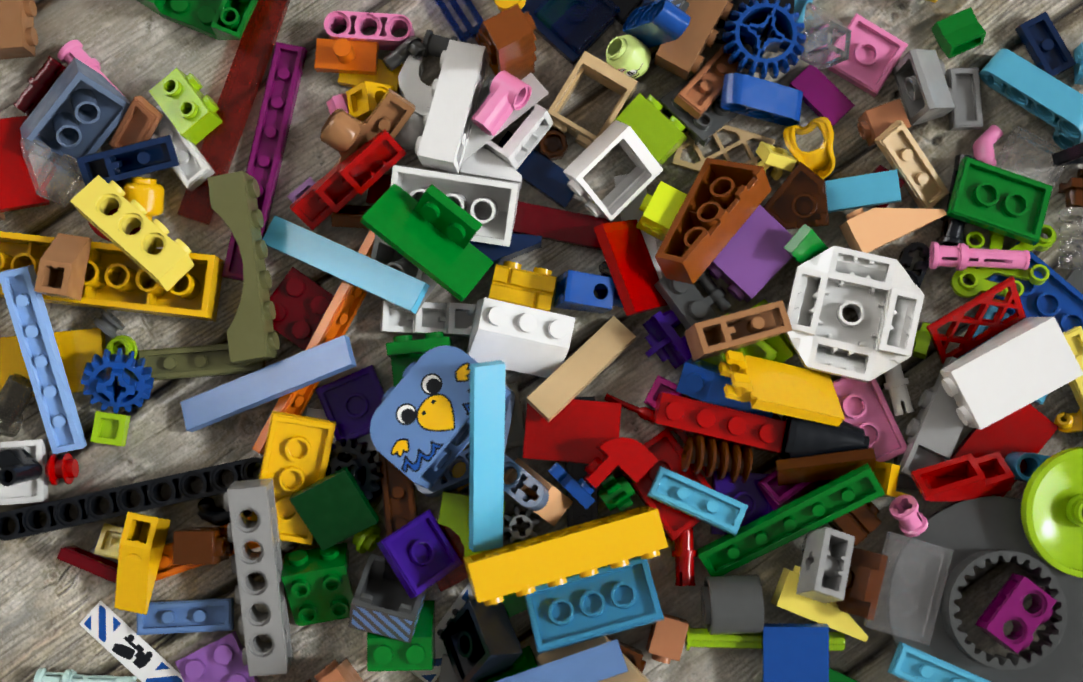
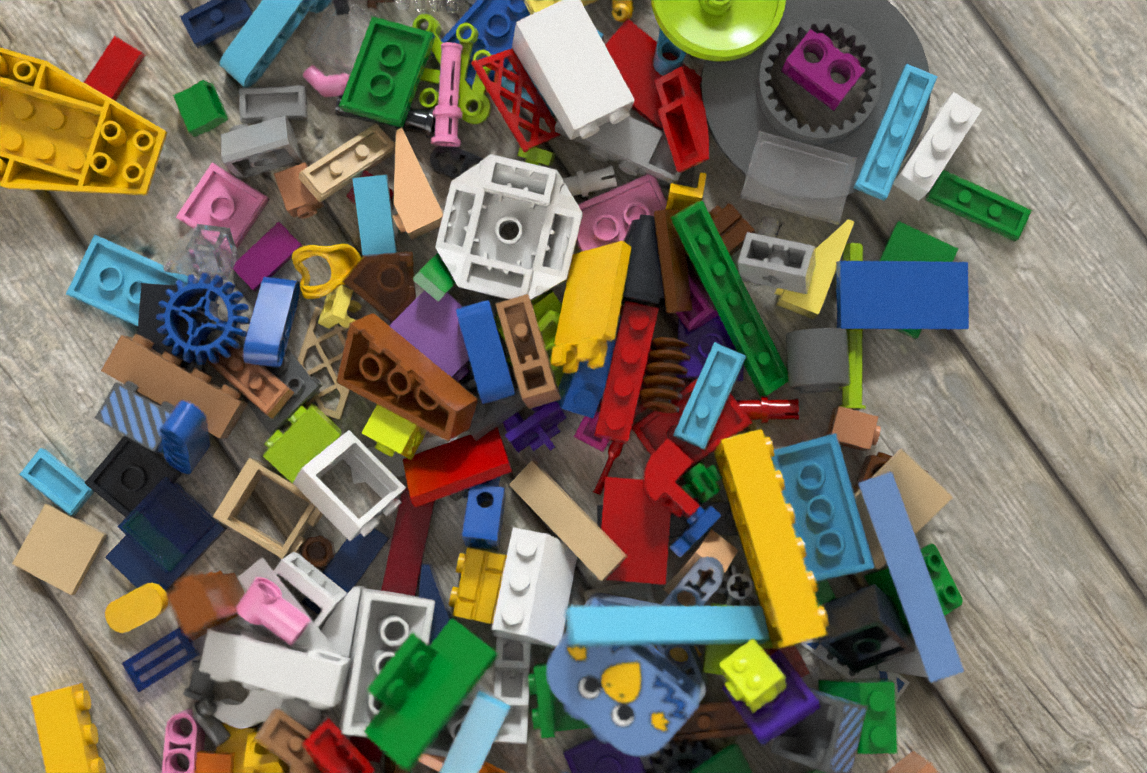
camera: 90 degrees left, 0 degrees up
(367, 539) = (755, 755): lime plate -> none
(439, 535) = (752, 676): none -> neon yellow head
(628, 55) = (219, 467): yellowish green head -> none
(737, 291) = (485, 352): none -> blue beam
(863, 583) = (794, 223): reddish brown plate -> none
(906, 511) = (718, 178): bright pink bush -> none

